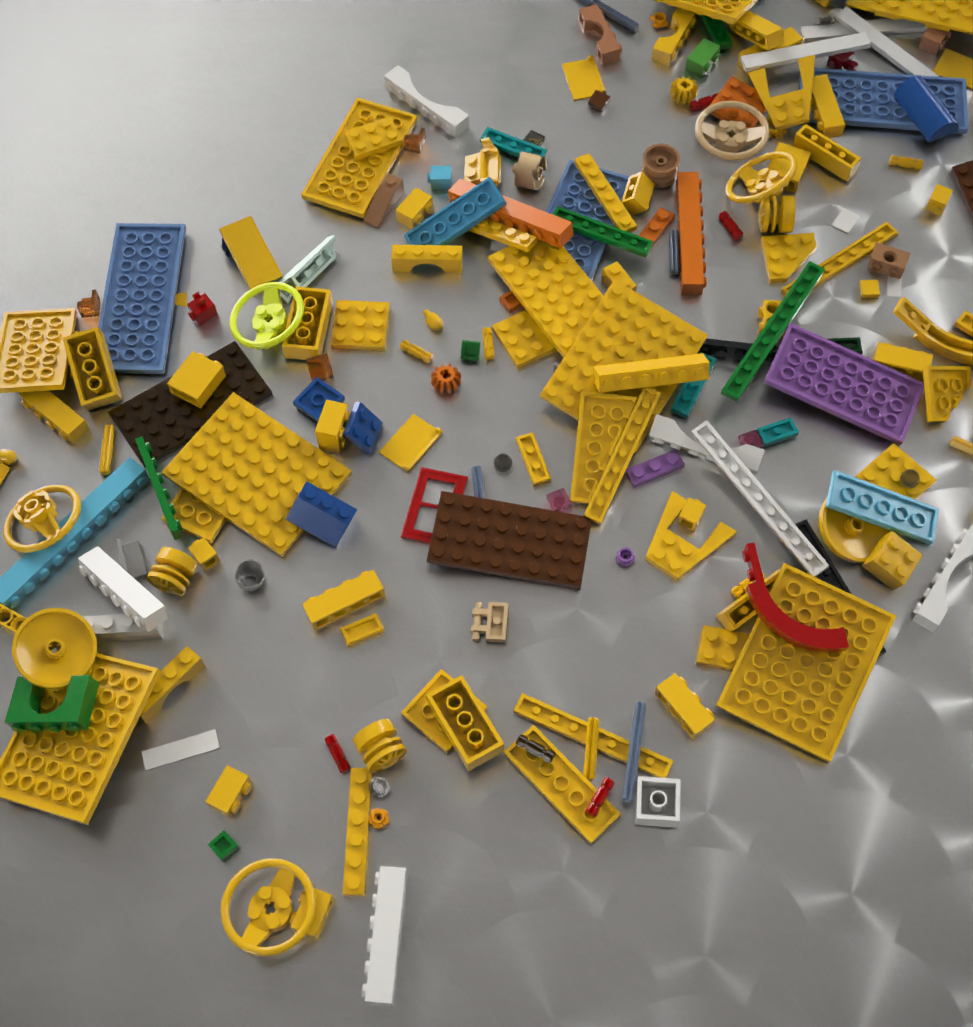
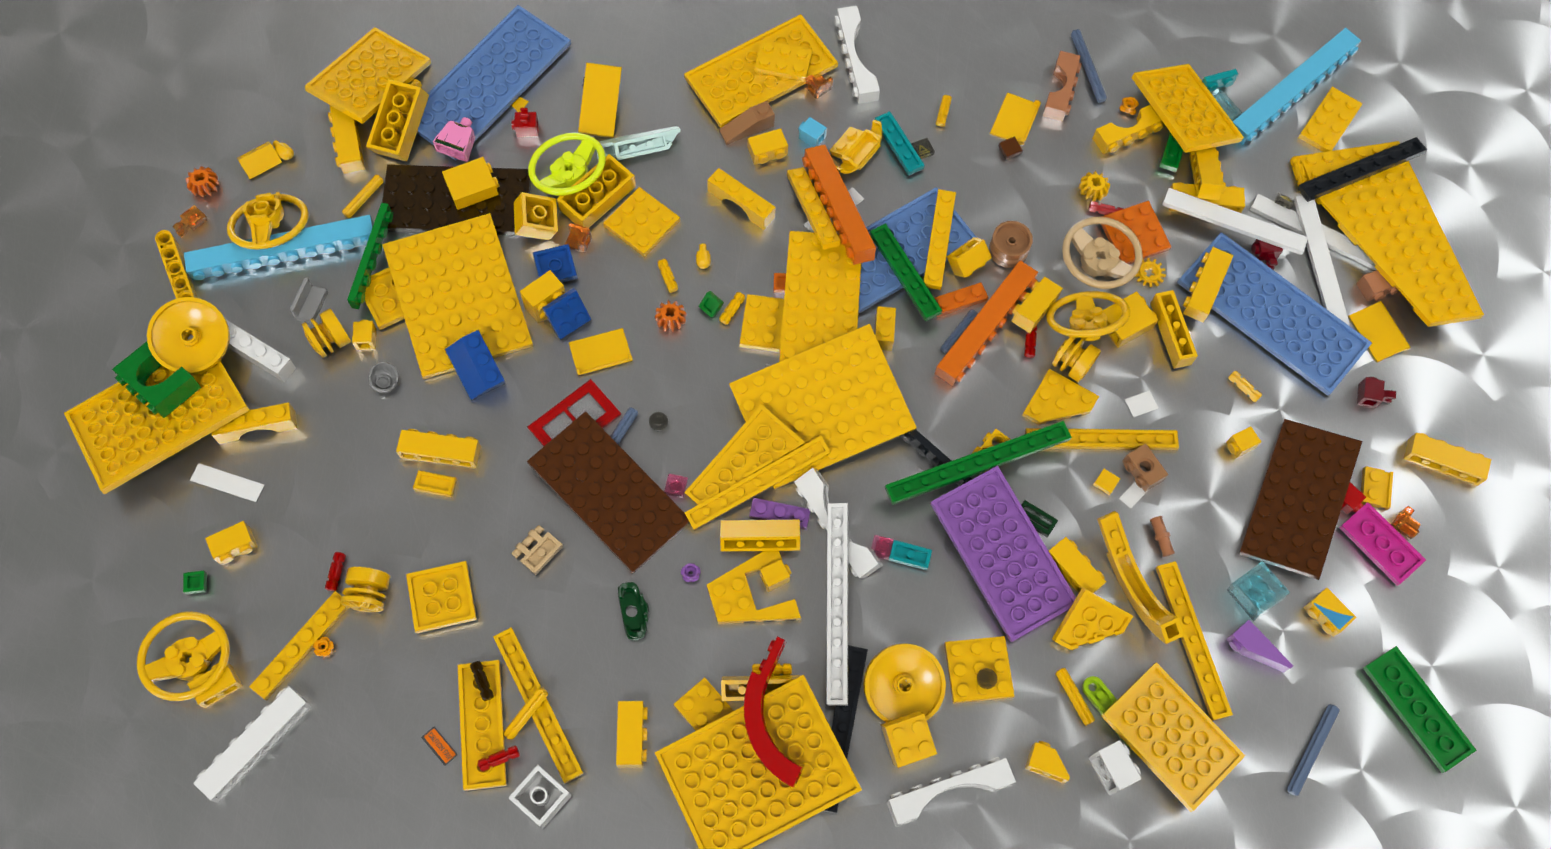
camera: 30 degrees right, 5 degrees up
(89, 306) = (443, 64): clear orange panel -> none
(122, 589) = (277, 322): white brick -> none
(155, 354) = (456, 139): none -> bright pink torso
(273, 371) = (535, 216): none -> yellow brick
(378, 787) = (343, 621): clear smoke plate -> none
(458, 216) = (792, 178): dark azure tile -> none
(465, 723) = (441, 619): yellow brick -> none
(526, 103) = (943, 111): none -> yellow axle
(529, 171) = (890, 175): tan brick -> none
(533, 459) = (686, 435): yellow tile -> none
(539, 826) = (439, 746): none -> orange sticker
(594, 606) = (630, 596): none -> dark green piece
(634, 752) = (556, 741): sand blue axle -> none
(651, 372) = (833, 429): yellow brick -> none
(656, 491) = (760, 535): none -> yellow brick
(689, 393) = (873, 463): teal plate -> none
(703, 58) = (1138, 166): bright green brick -> none
(715, 196) = (1036, 304): none -> yellow brick
(791, 107) = (1174, 265): yellow wing -> none
(882, 507) = (939, 687): medium azure tile -> none
(925, 108) = (1303, 347): blue brick -> none
(940, 300) = (1162, 536): none -> nougat pin

